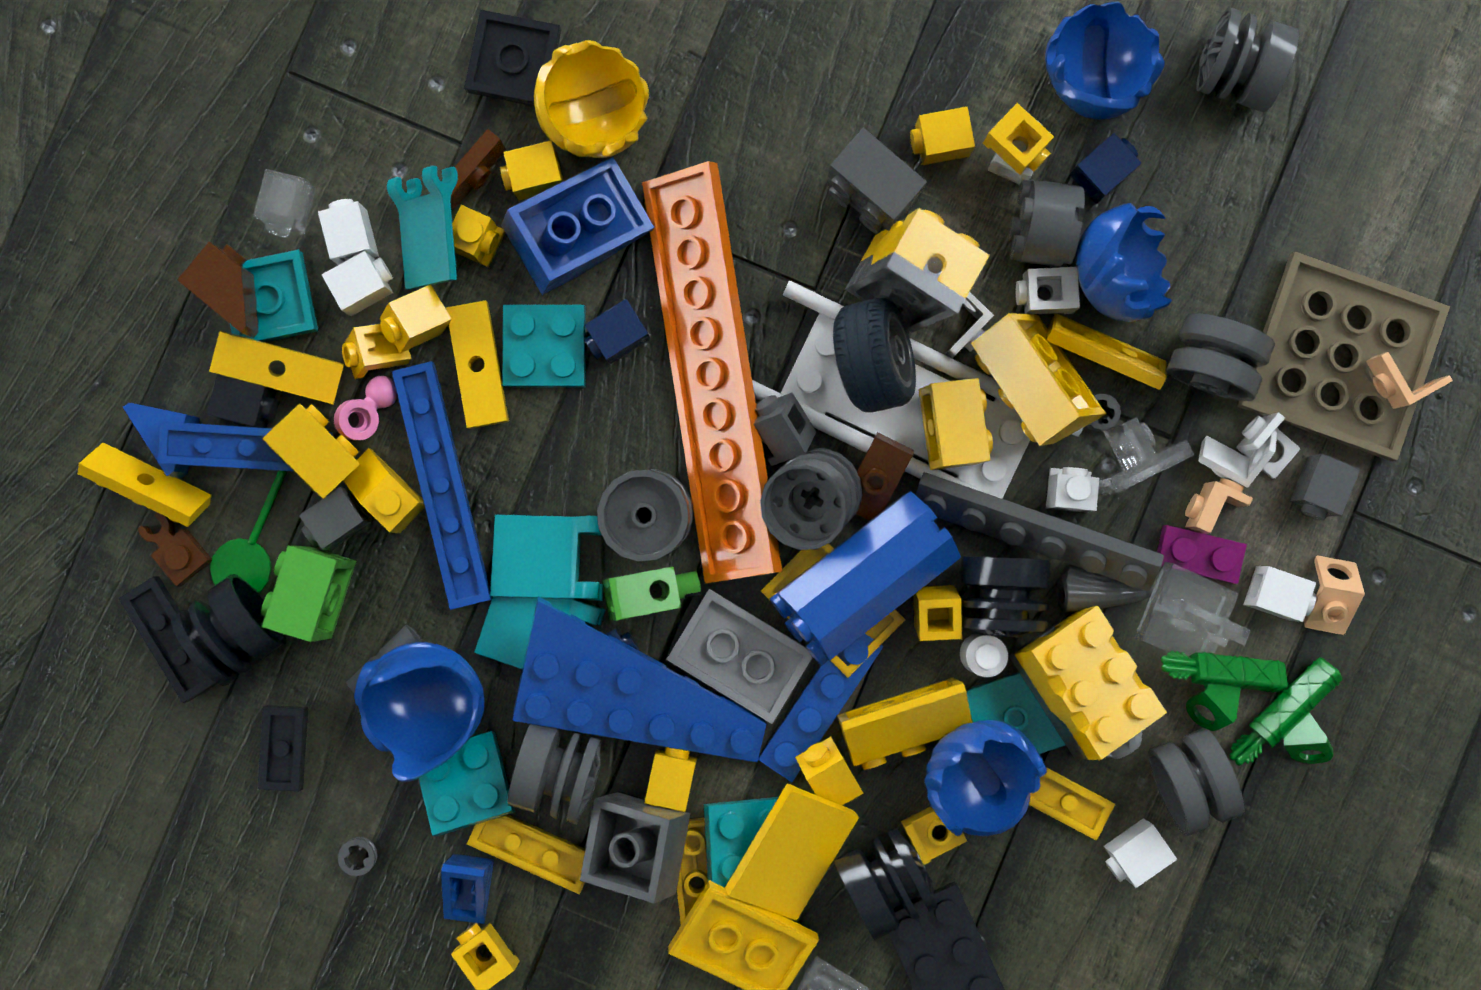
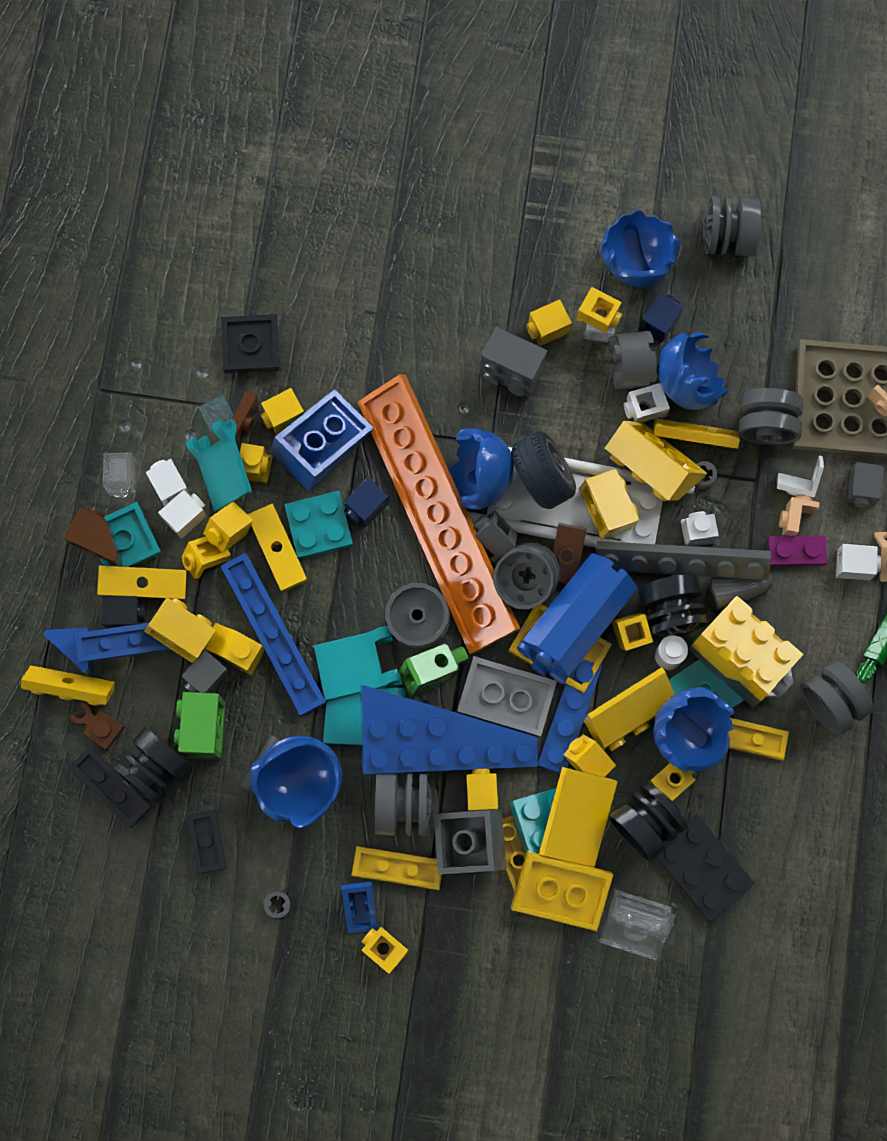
camera: 20 degrees left, 10 degrees down
(246, 556) = (148, 716): green piece -> none
(379, 394) = (214, 584): bright pink plate -> none
(441, 147) = (216, 410): none -> clear light blue tile
(467, 787) = (341, 834): teal plate -> none
(590, 100) = (311, 355): yellow piece -> none
(789, 330) = (482, 469): none -> blue piece
(919, 269) = (557, 405): piece -> none
(982, 314) = (604, 429): white bracket -> none
(1138, 853) = (814, 759): white brick -> none
(1139, 461) = (734, 494): clear bracket -> none
(1189, 614) = (801, 592): clear bracket -> none
(1222, 680) = (836, 628): green piece -> none
(1258, 432) = (810, 460): white bracket -> none

